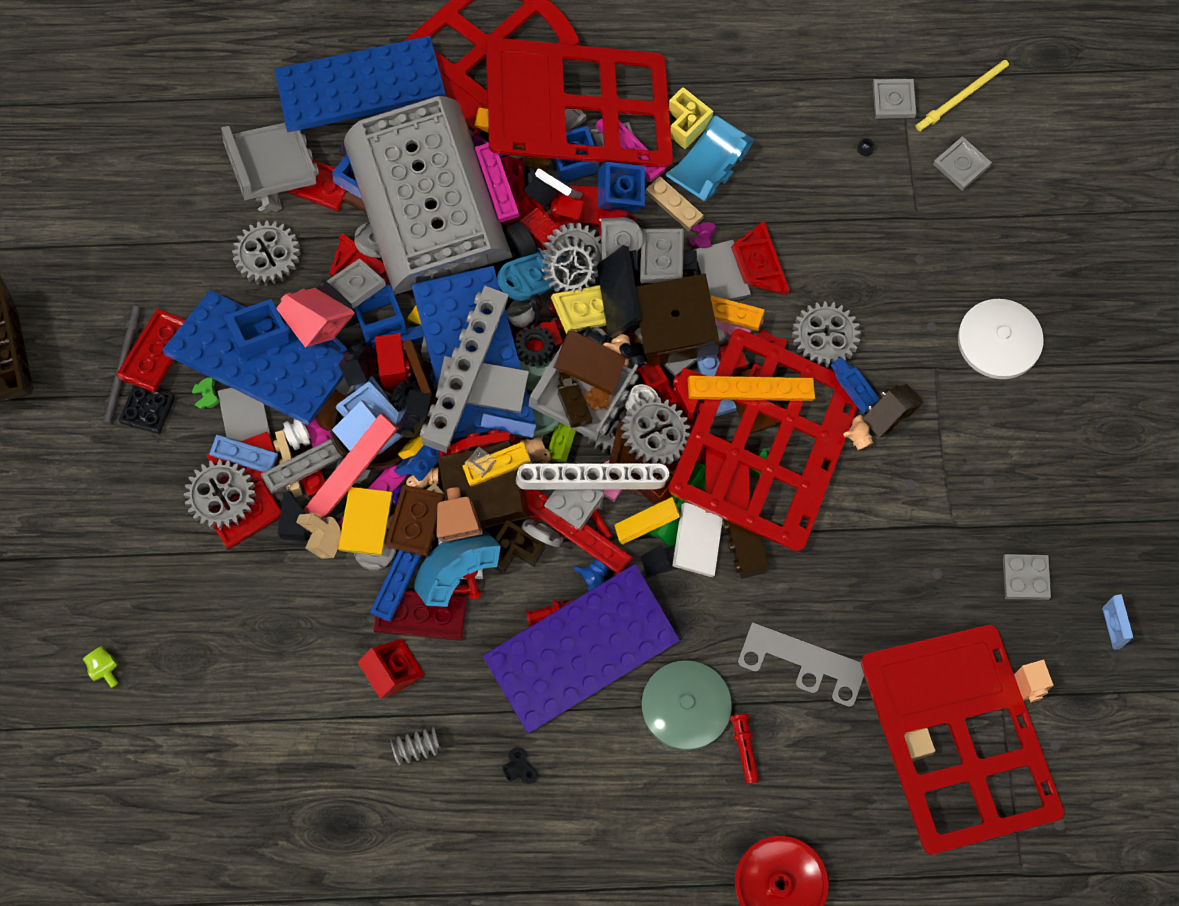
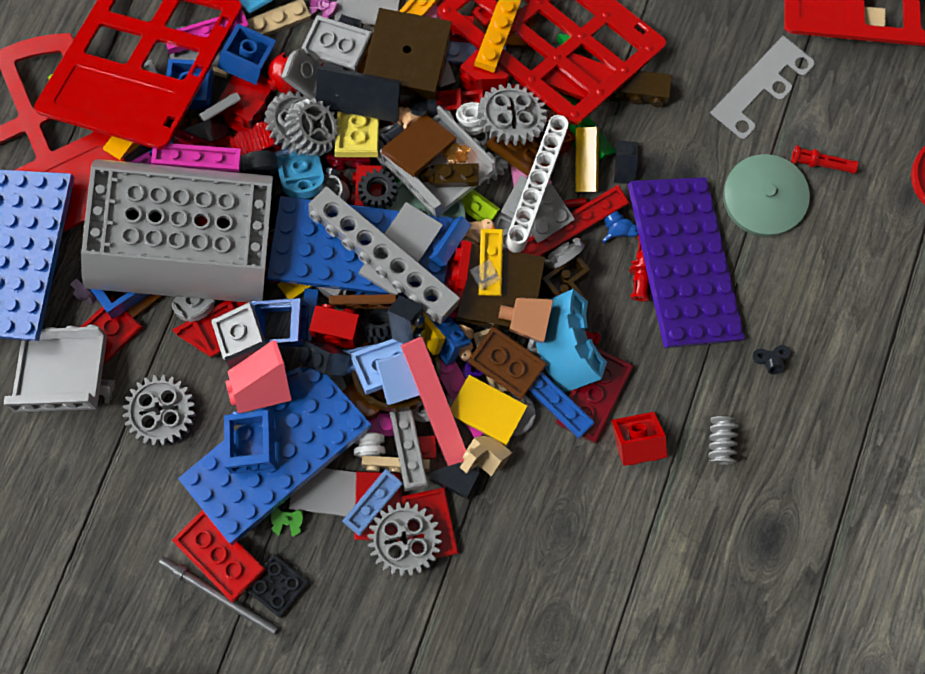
camera: 70 degrees left, 5 degrees up
(697, 540) = (621, 125): white tile -> none

